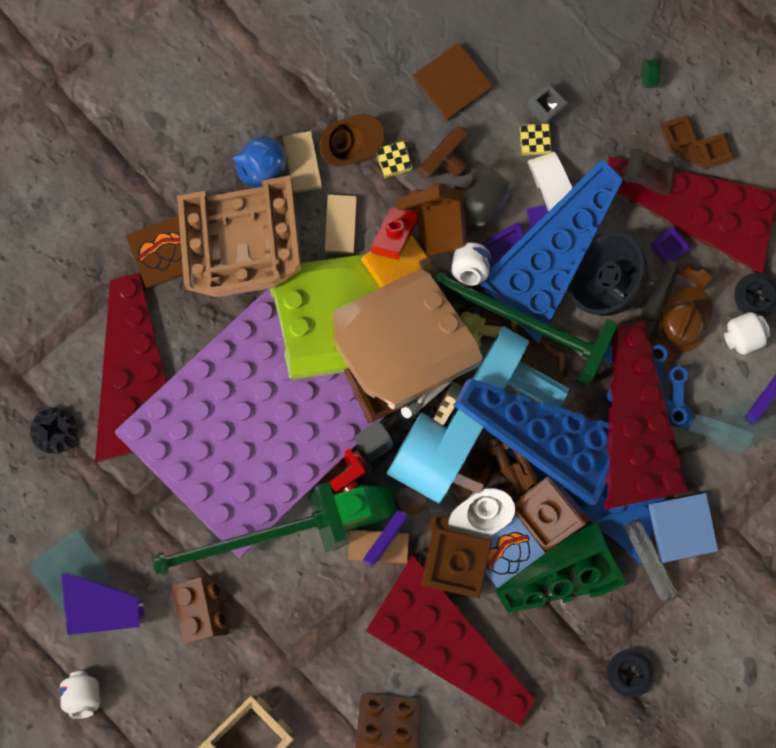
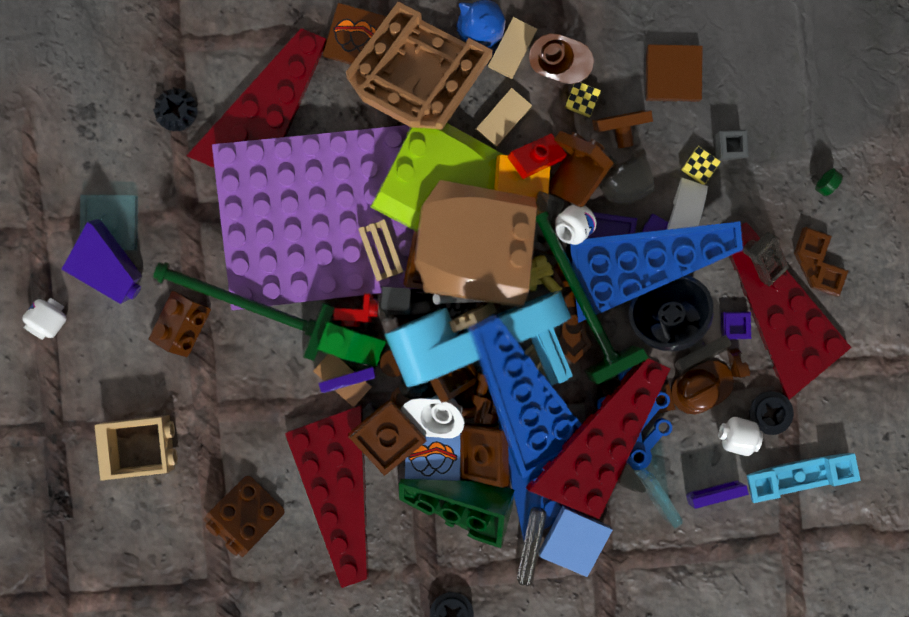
camera: 40 degrees right, 10 degrees up
(305, 396) = (372, 227): none -> tan tile

